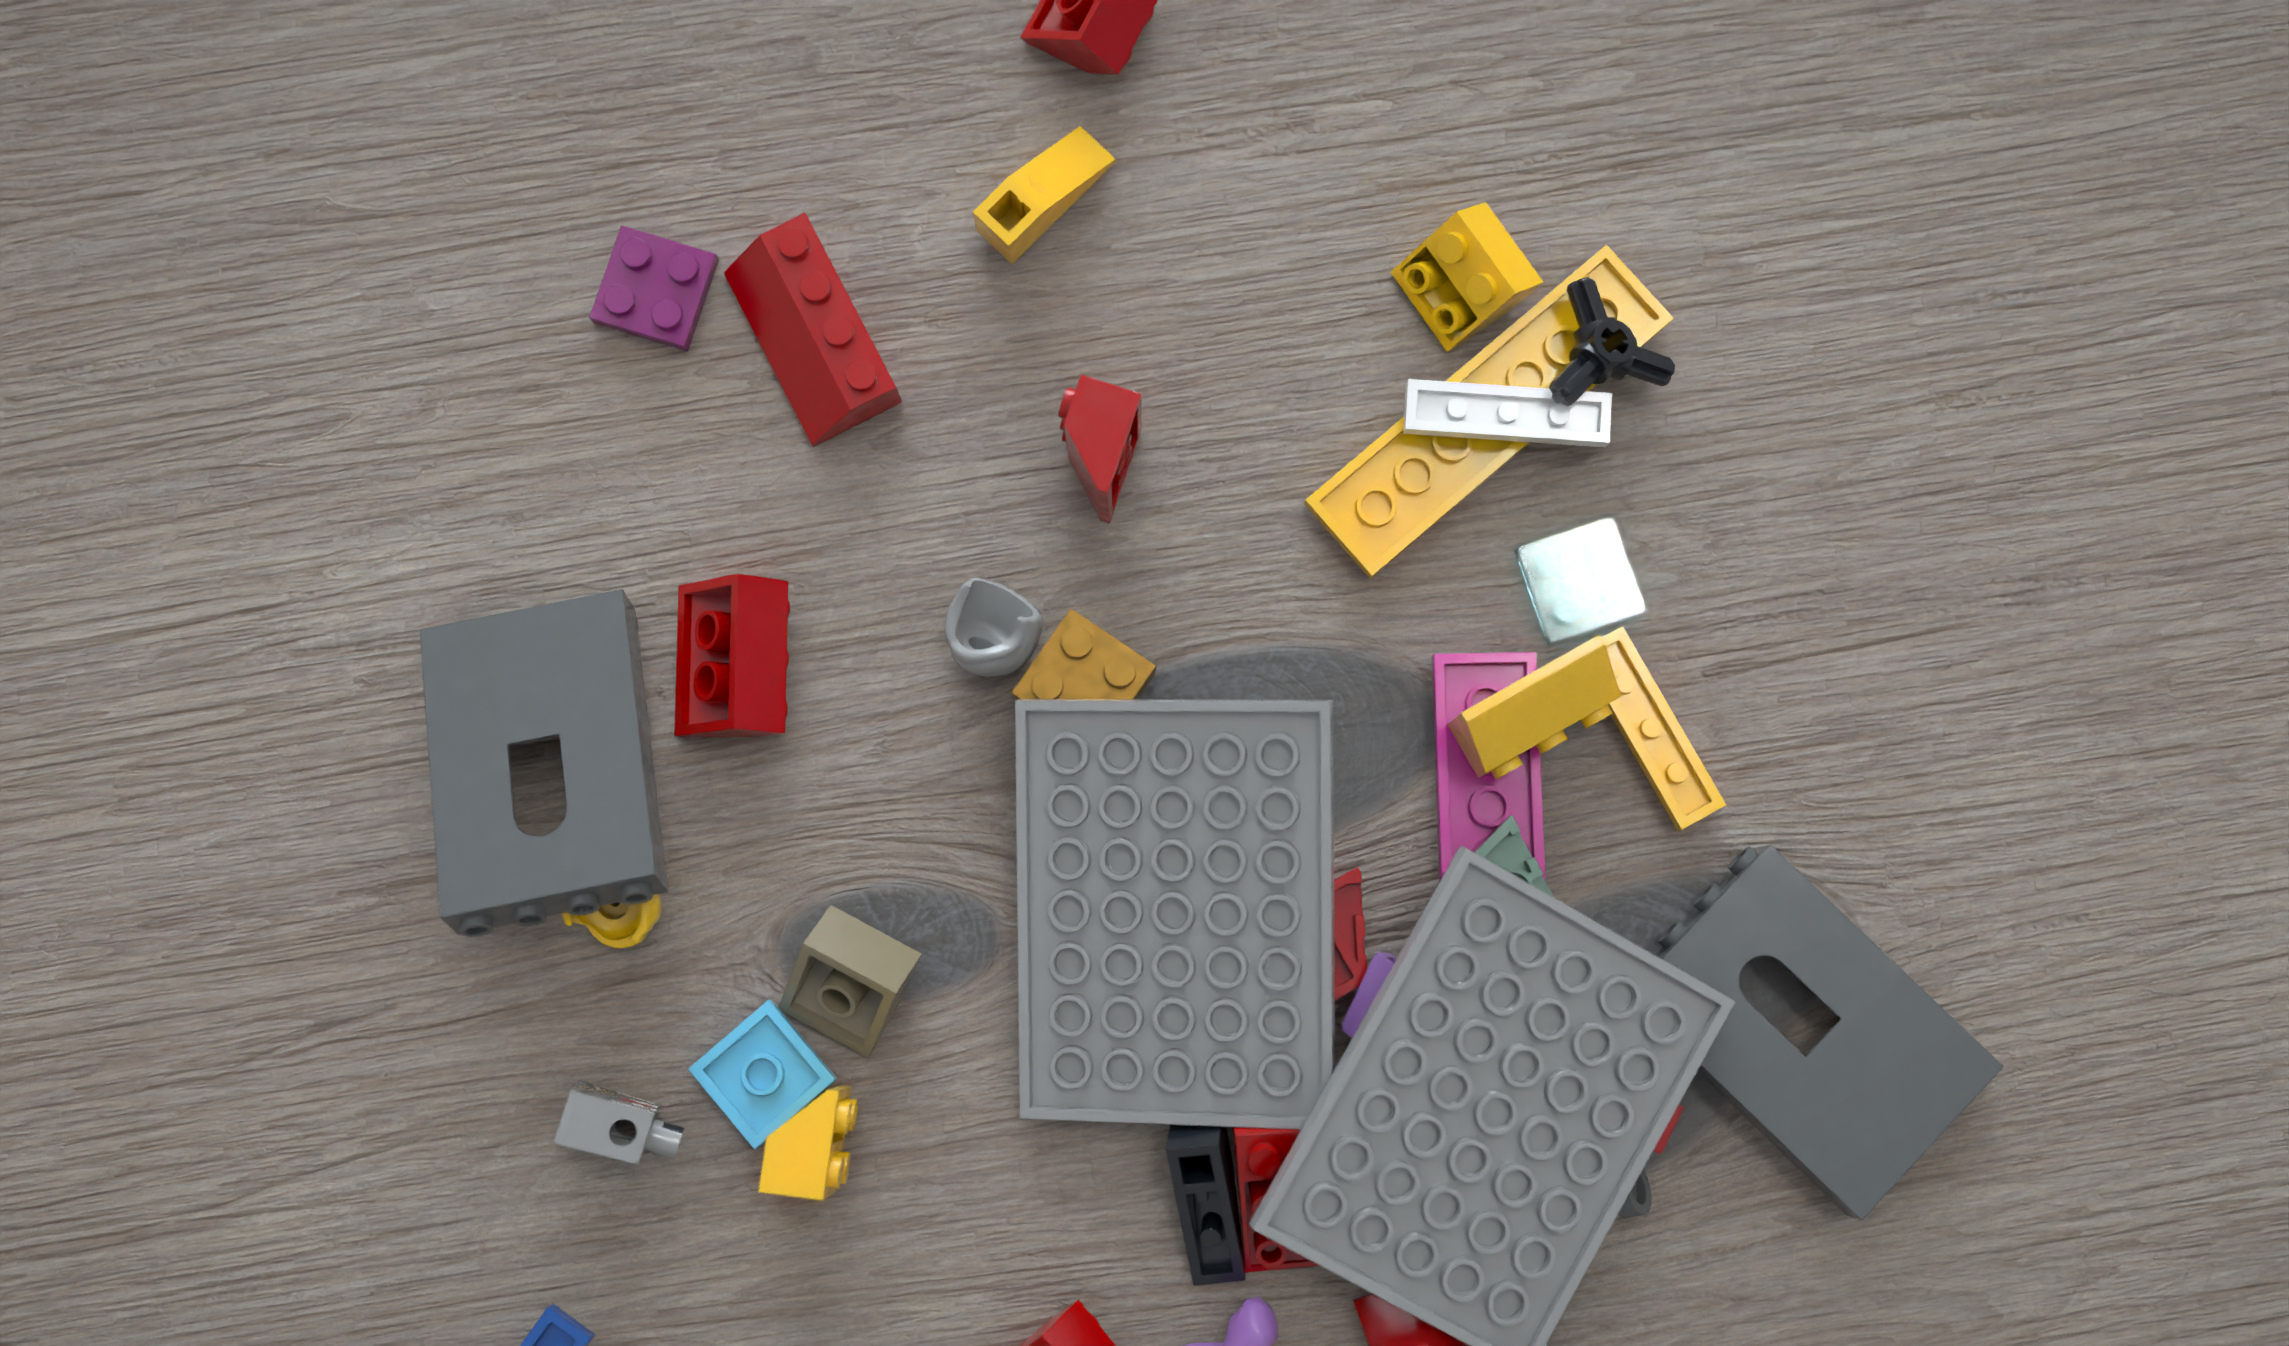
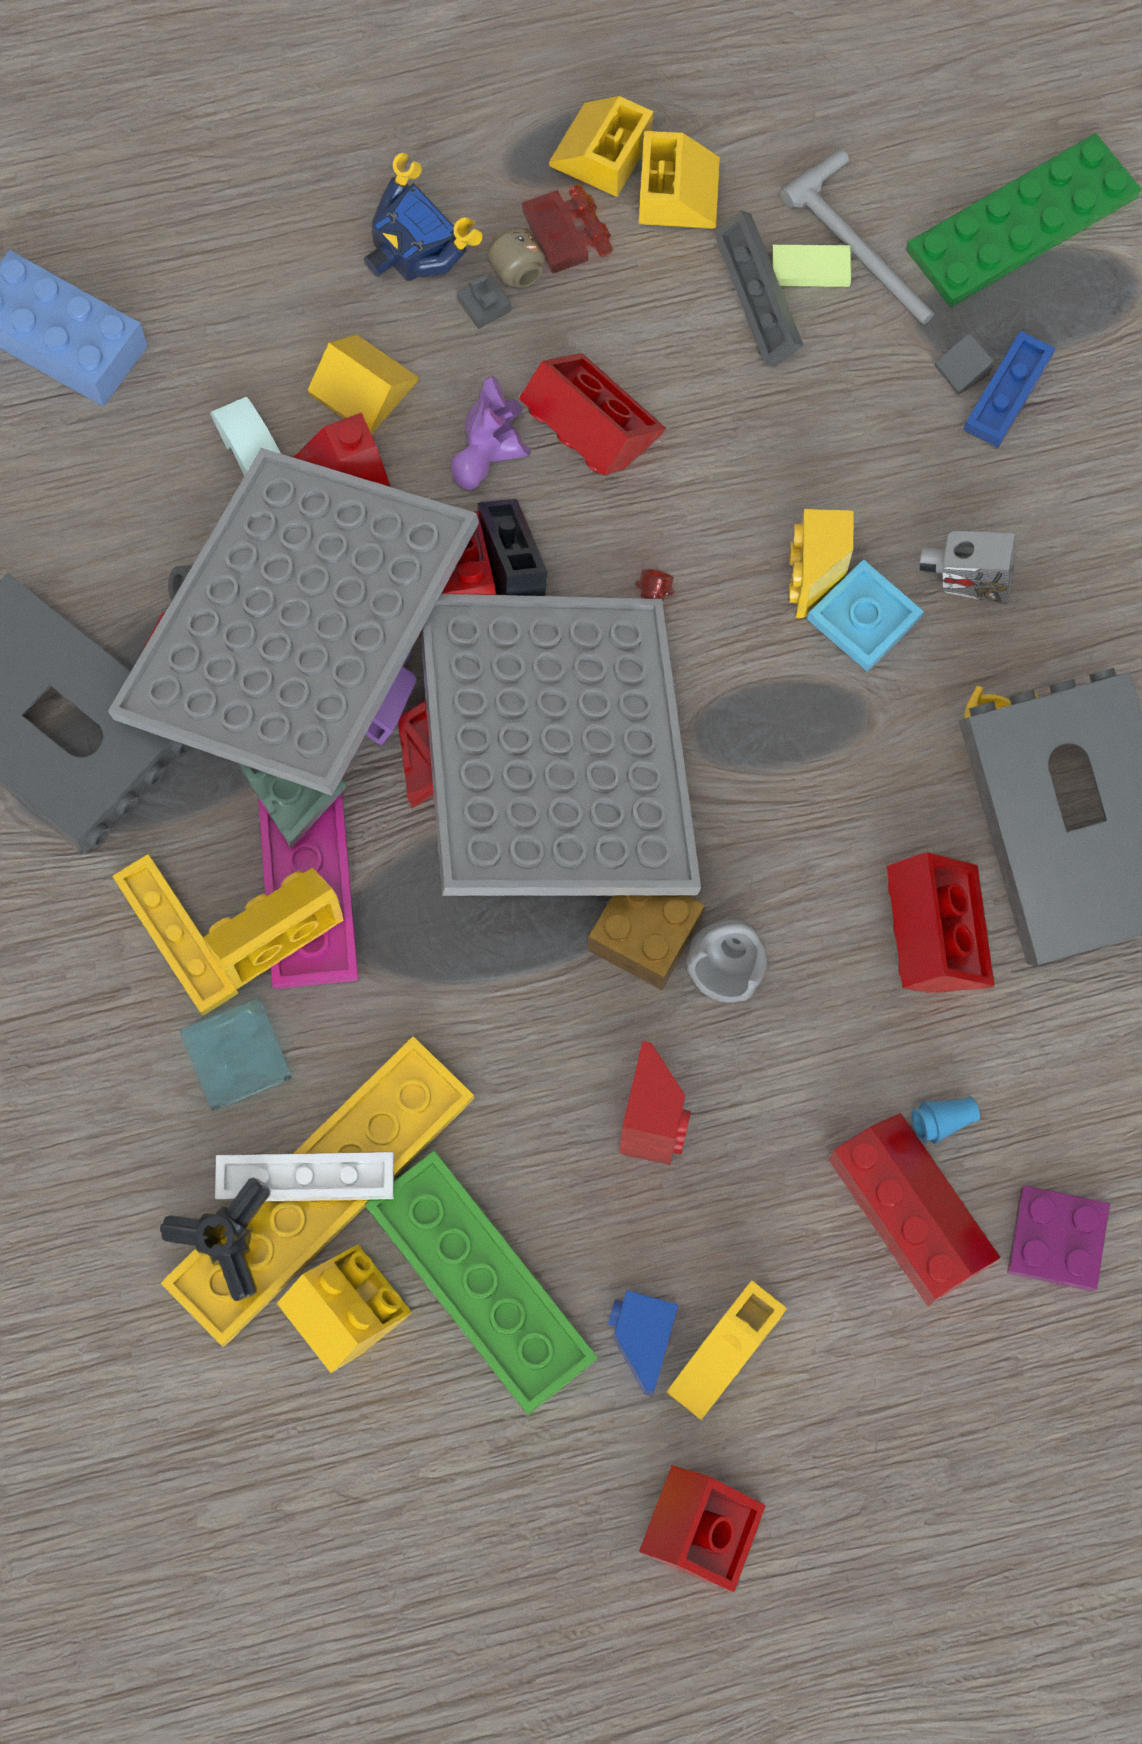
camera: 175 degrees right, 10 degrees down
(762, 430) = (942, 1118): none -> dark azure cone
(848, 980) = (806, 687): dark tan slope -> none
(1025, 1141) = (655, 584): none -> clear red plate
(1134, 217) = (643, 1335): none -> blue slope
(1310, 291) = (482, 1283): none -> bright green plate

